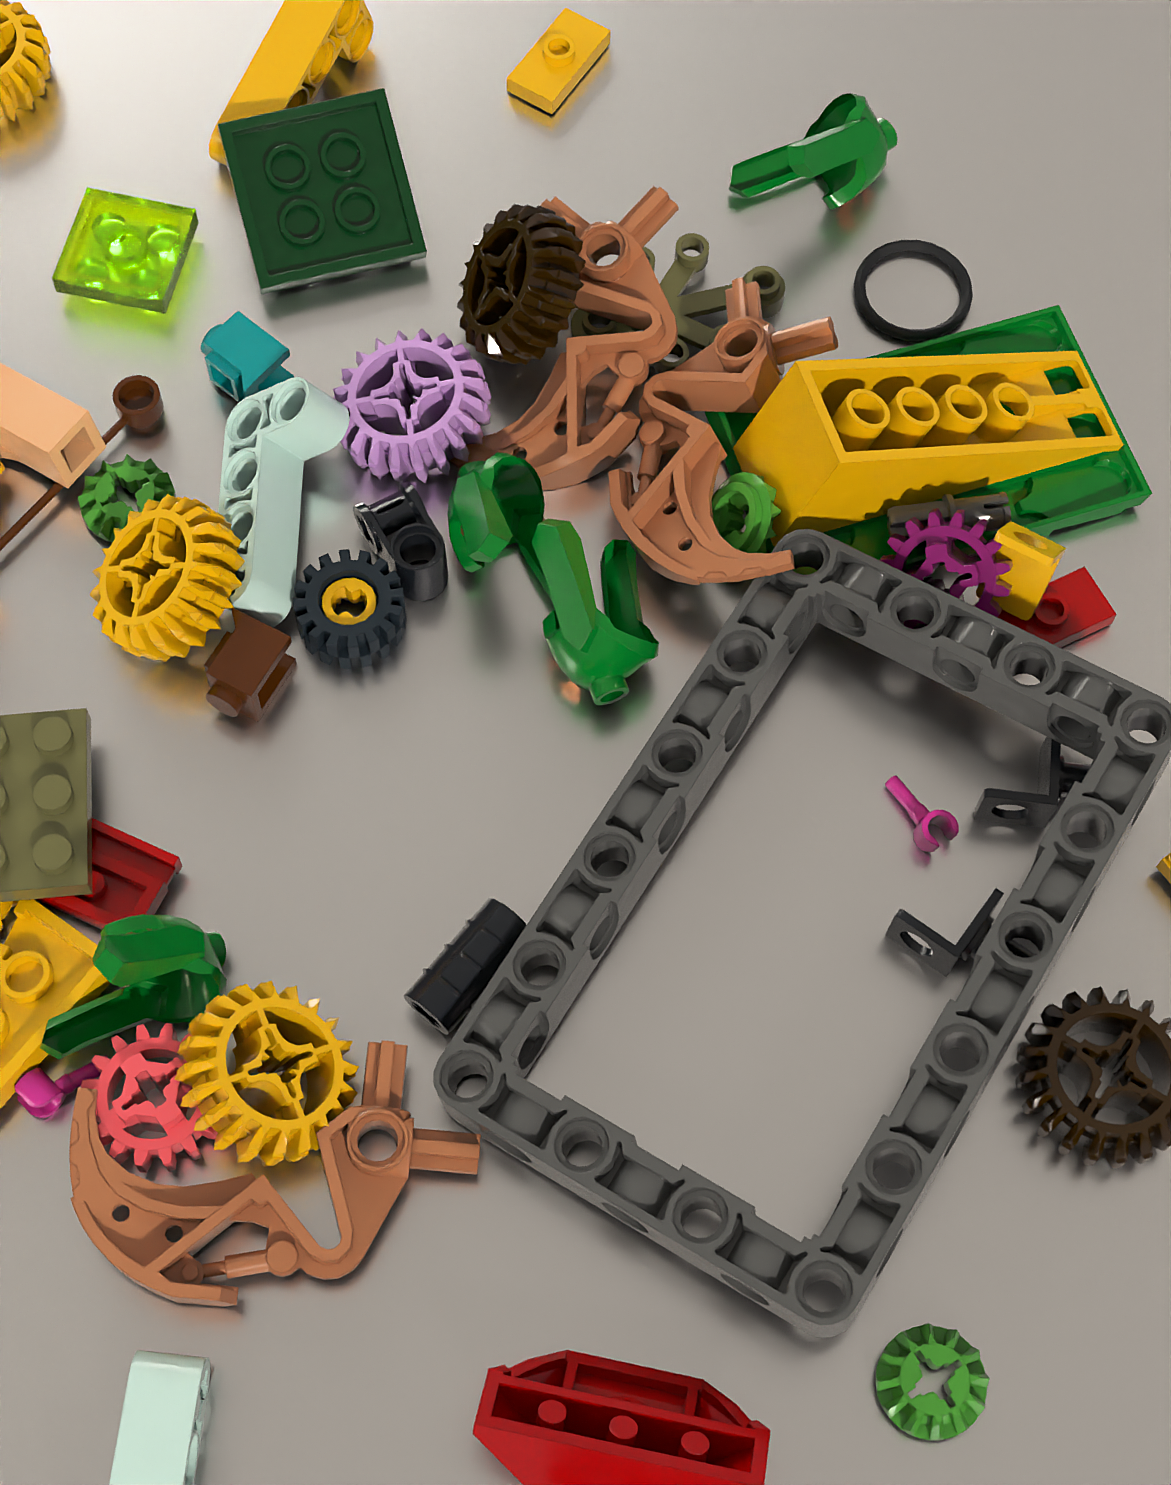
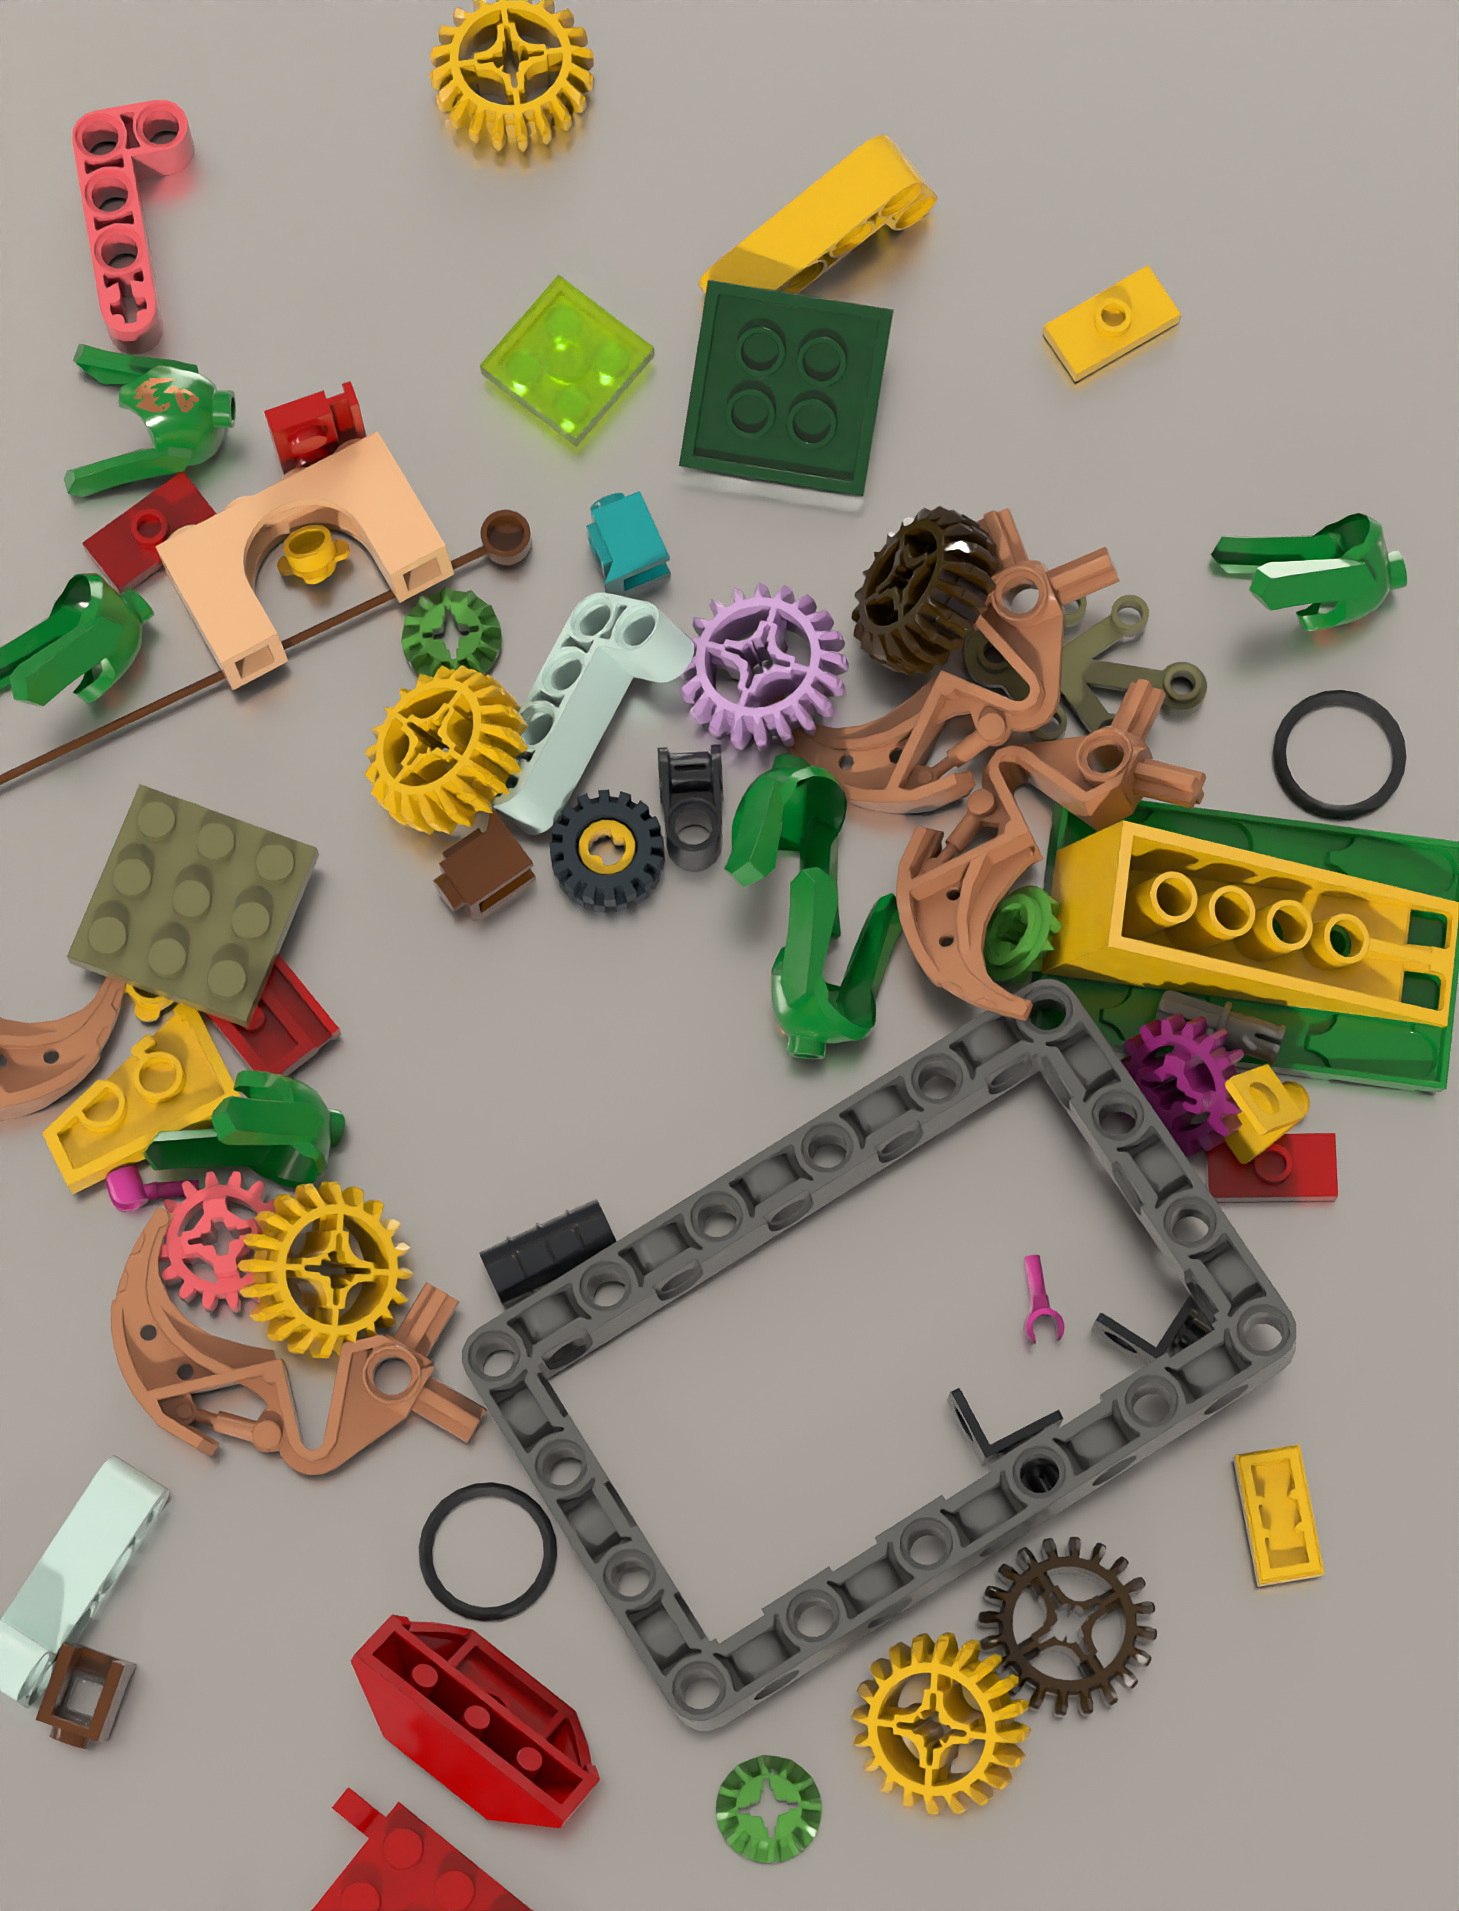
camera: 30 degrees right, 10 degrees up
(563, 1331) = (508, 1609): none -> black tyre
(1075, 1272) = (932, 1773): none -> yellow gear

